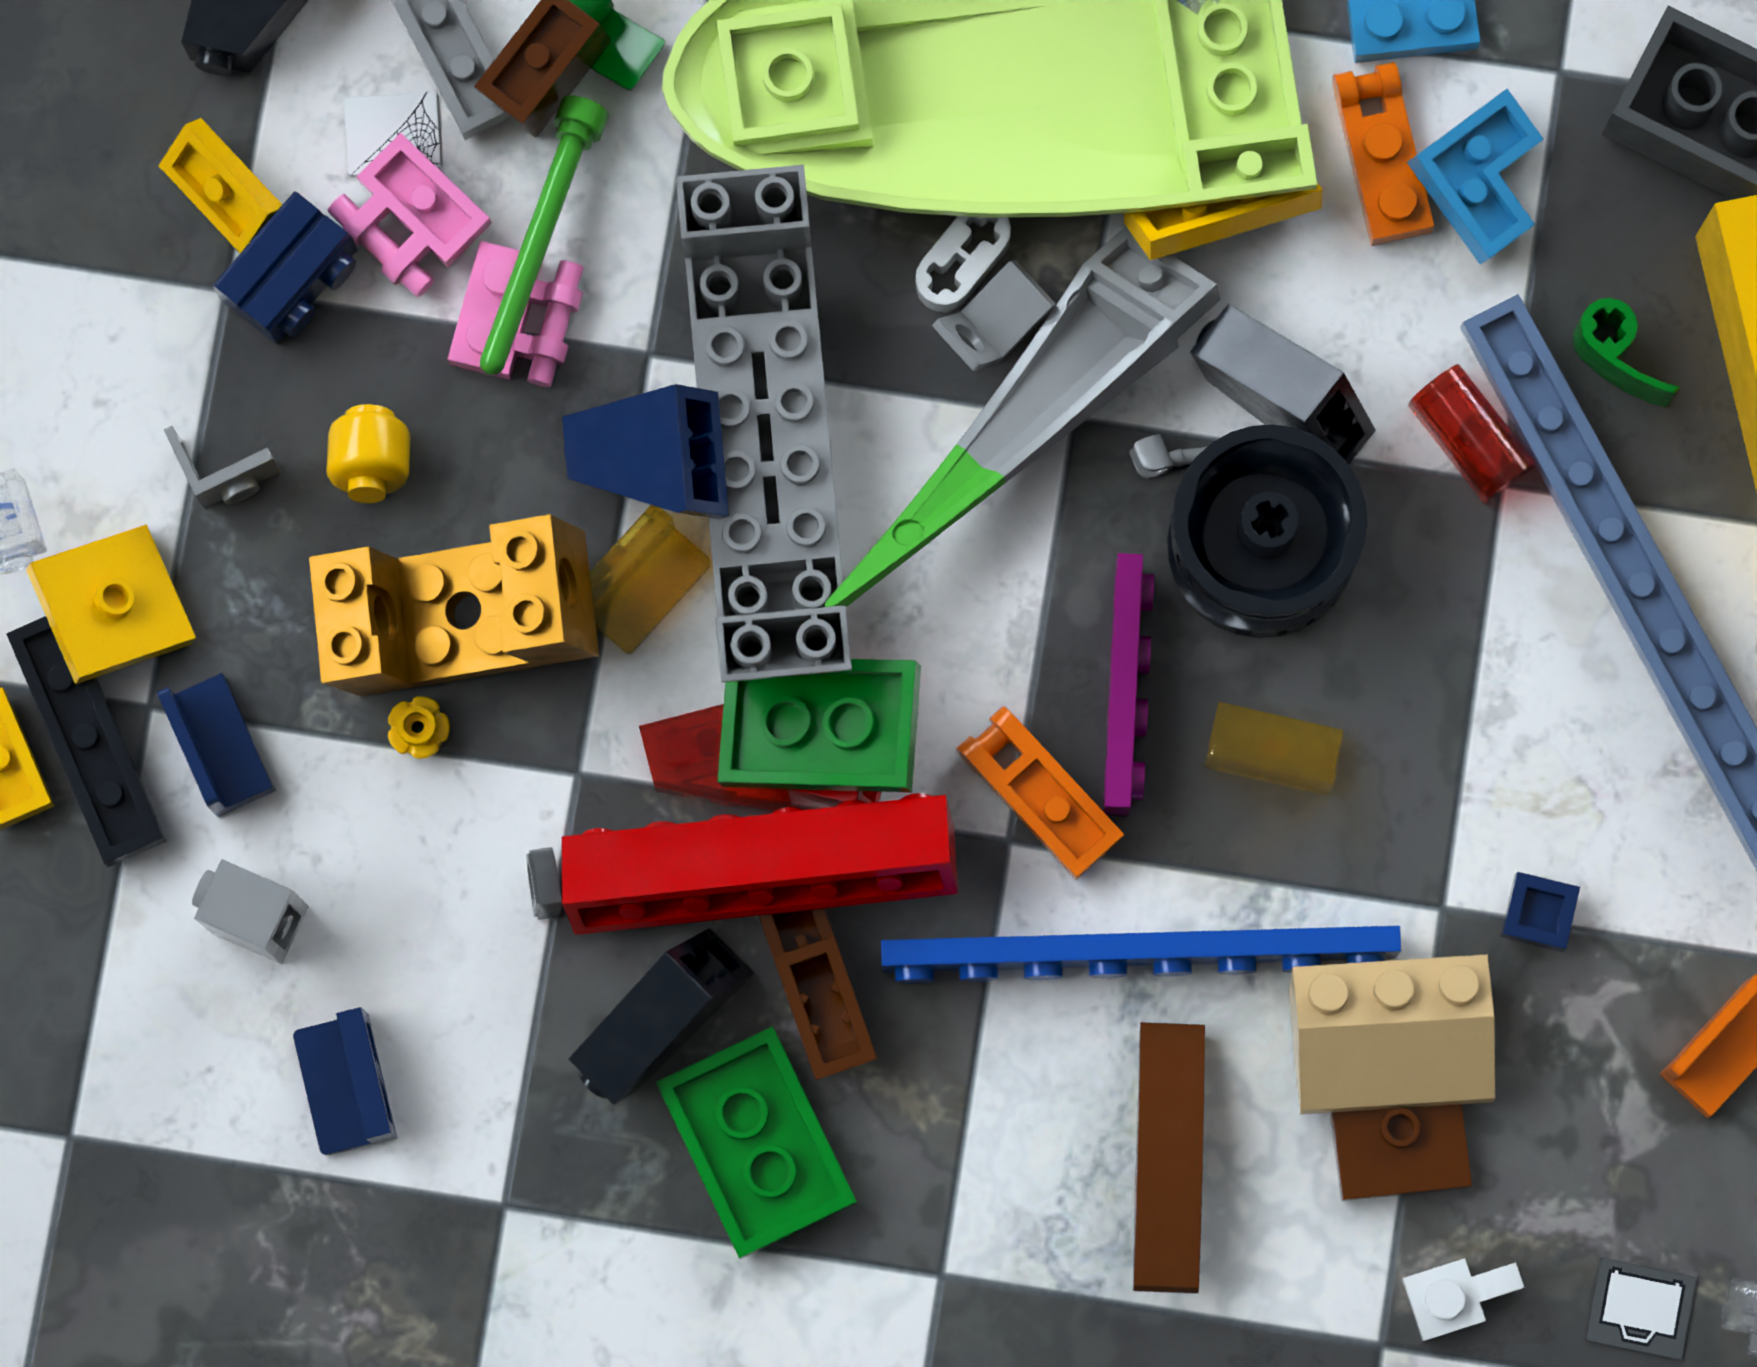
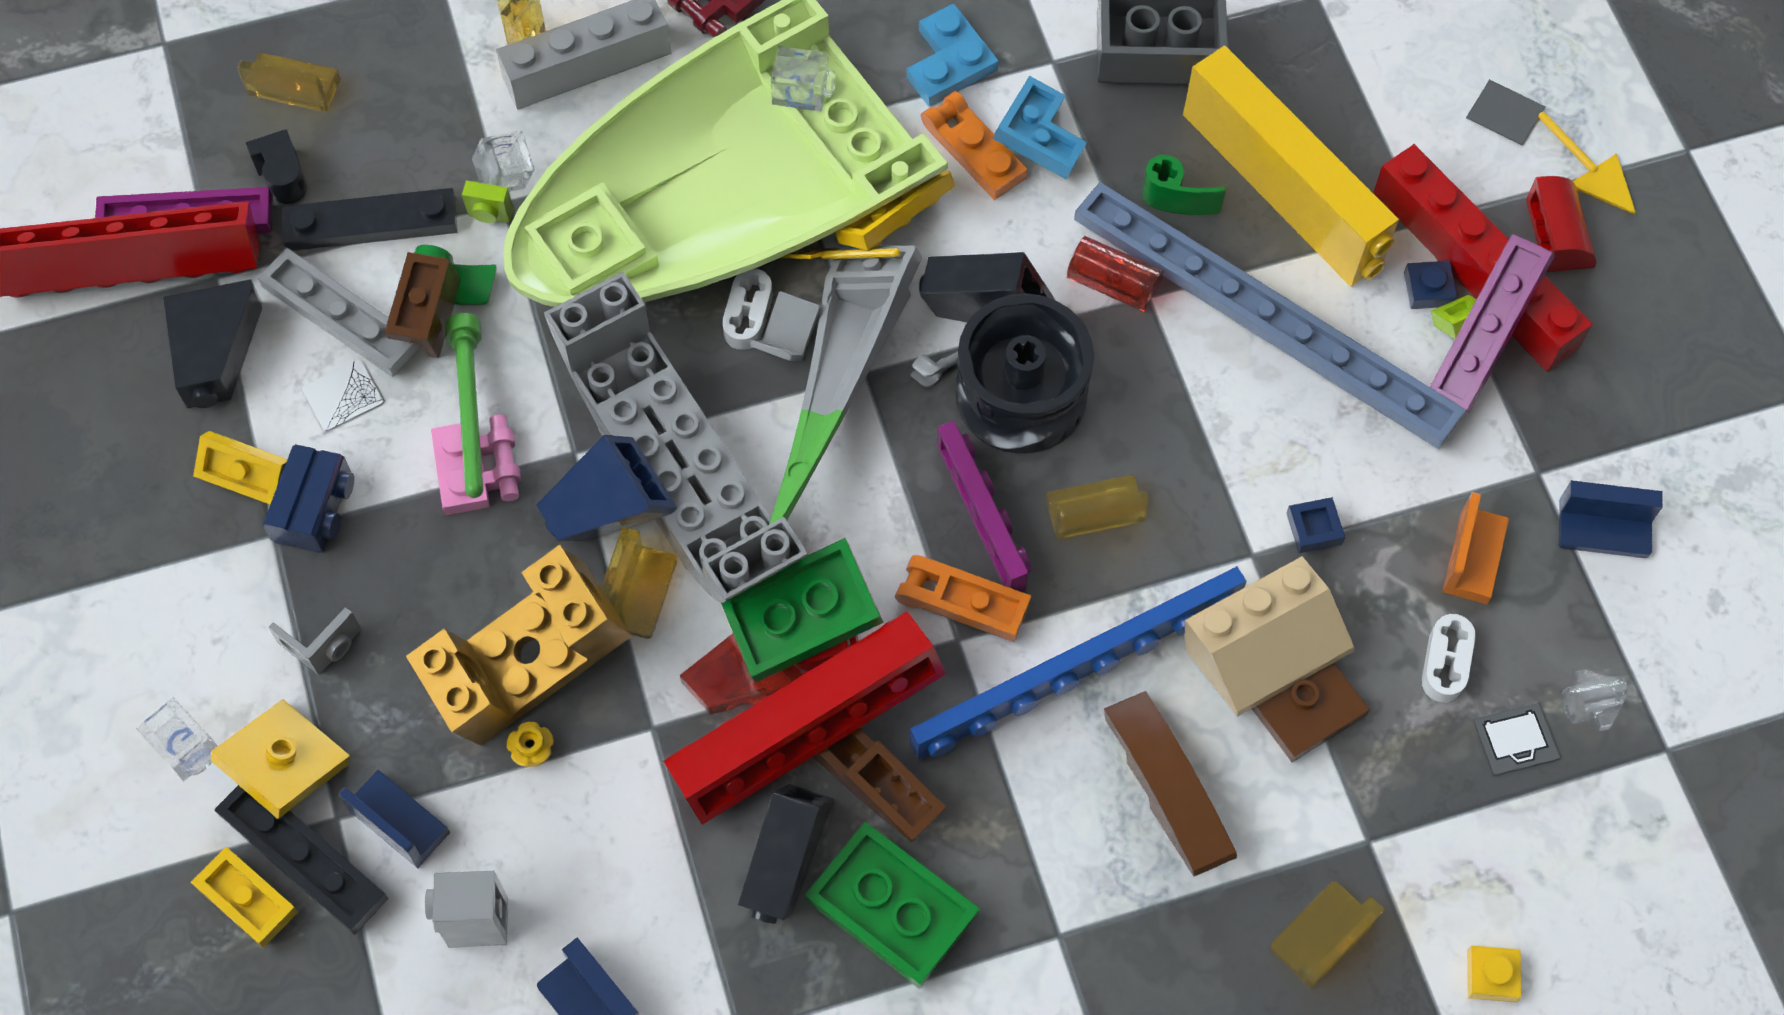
camera: 30 degrees left, 15 degrees down
(368, 453) = (416, 586): yellow head -> none
(423, 201) = (382, 421): bright pink plate -> none
(544, 883) = (665, 803): dark grey tile -> none
(1098, 226) = (834, 253): none -> yellow piece
(1450, 1298) = (1397, 787): white plate -> none
(1624, 1177) = (1458, 660): none -> white beam

